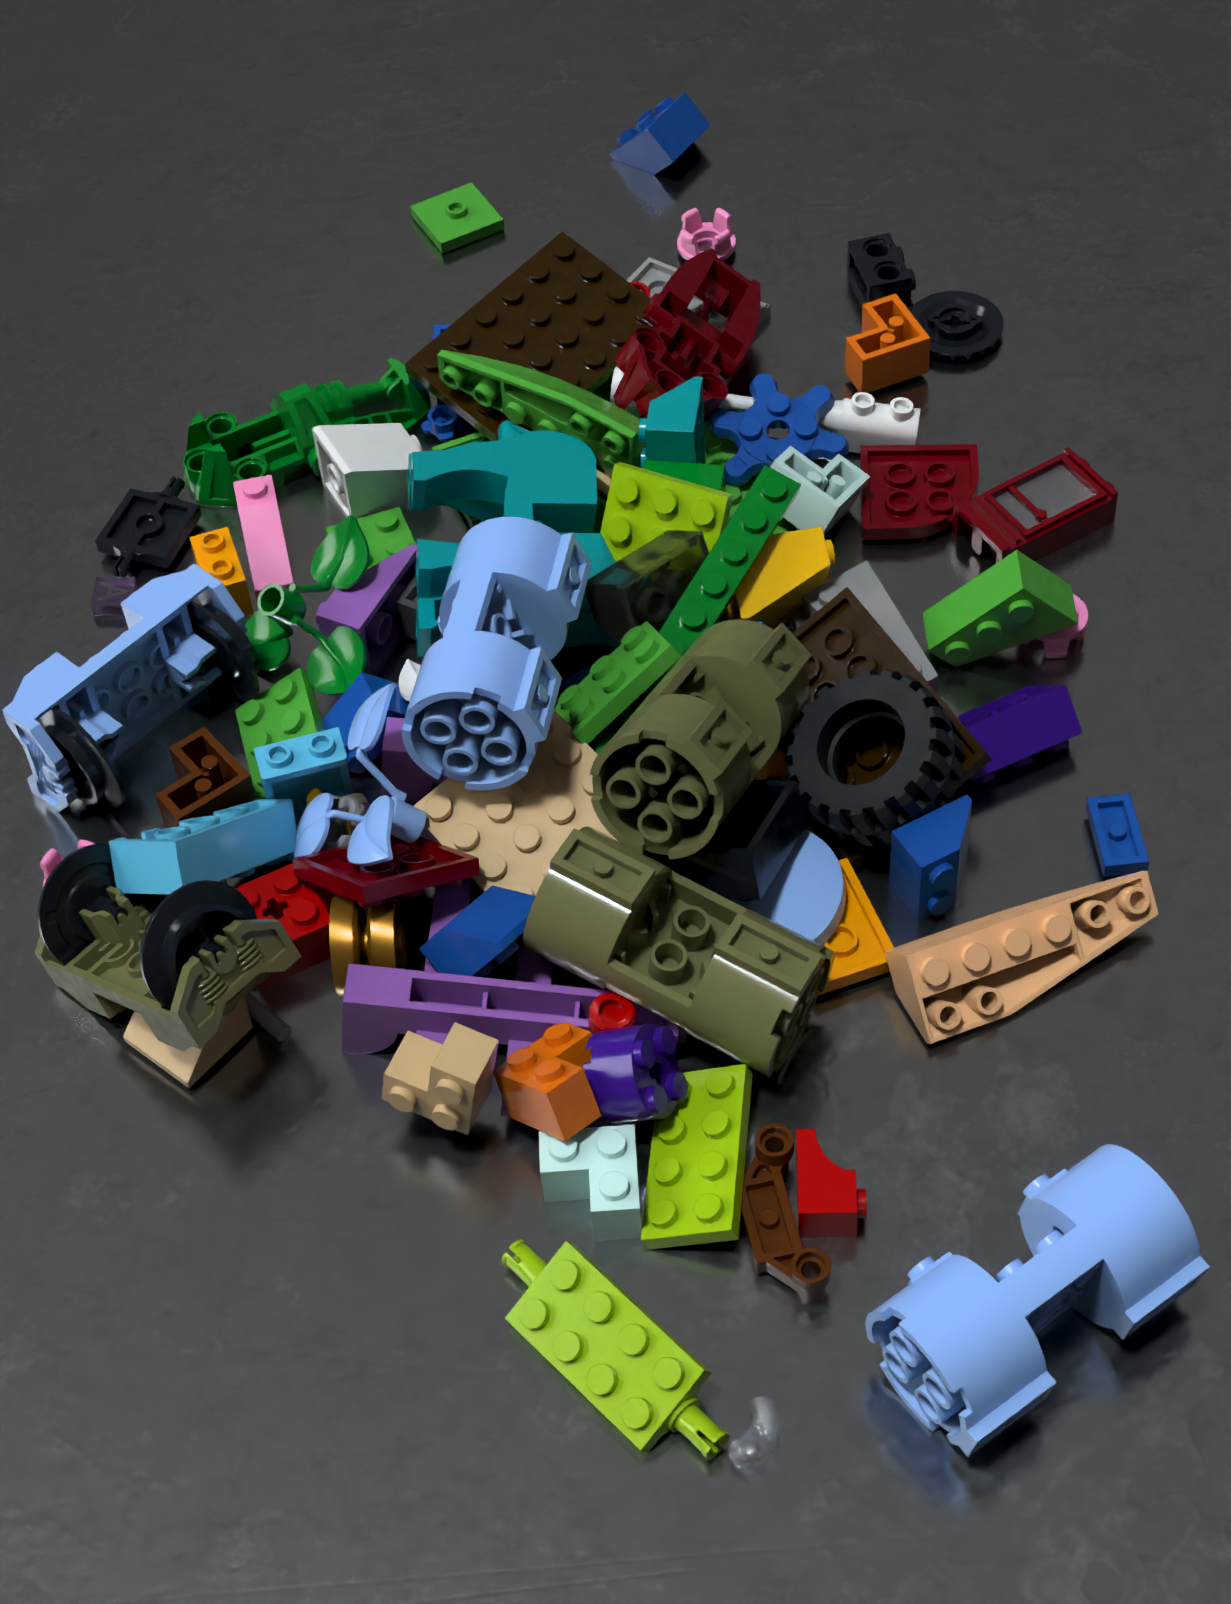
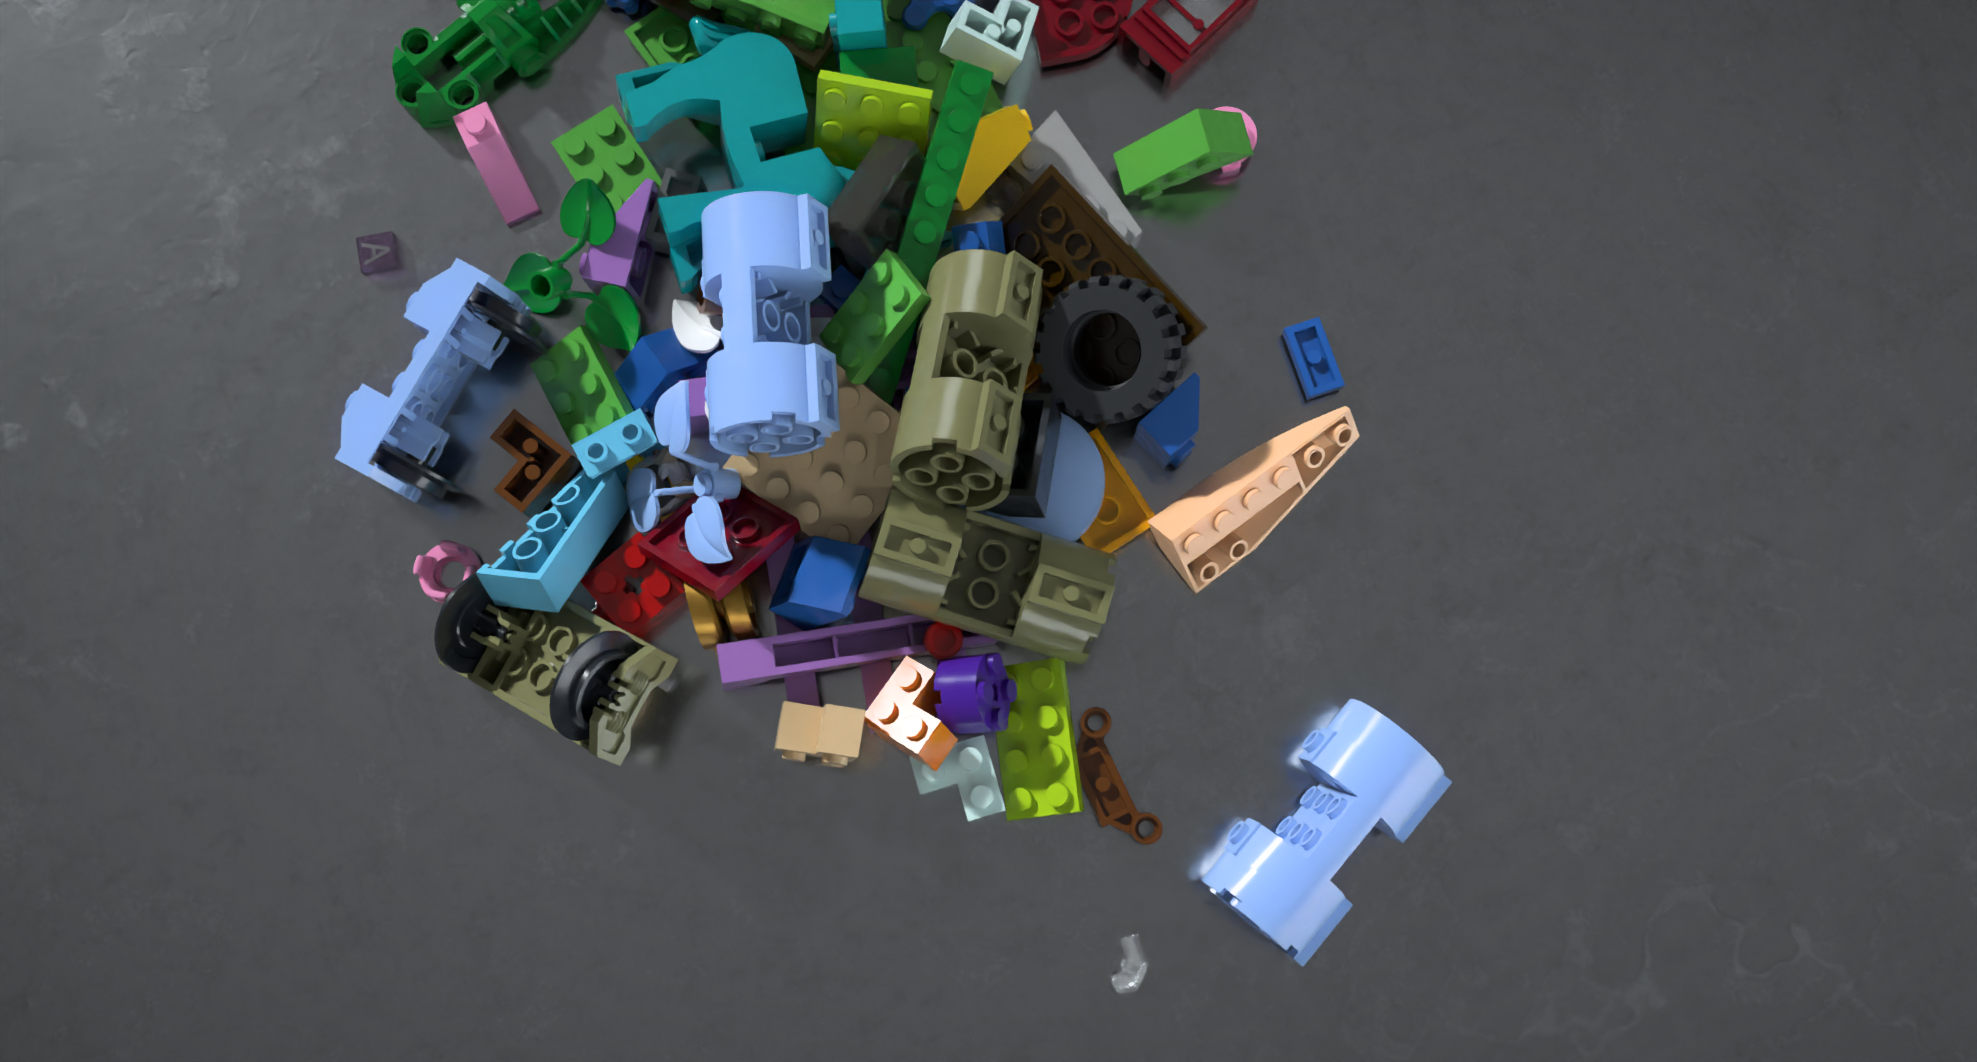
camera: 15 degrees left, 30 degrees up
(148, 527) = (385, 170): black plate -> none
(217, 556) = (471, 218): light orange brick -> none
(365, 465) = (577, 67): white slope -> none
(611, 1348) = (1004, 922): lime plate -> none
(825, 1192) = (1140, 754): red arch -> none
(1021, 726) = (1211, 260): dark purple slope -> none

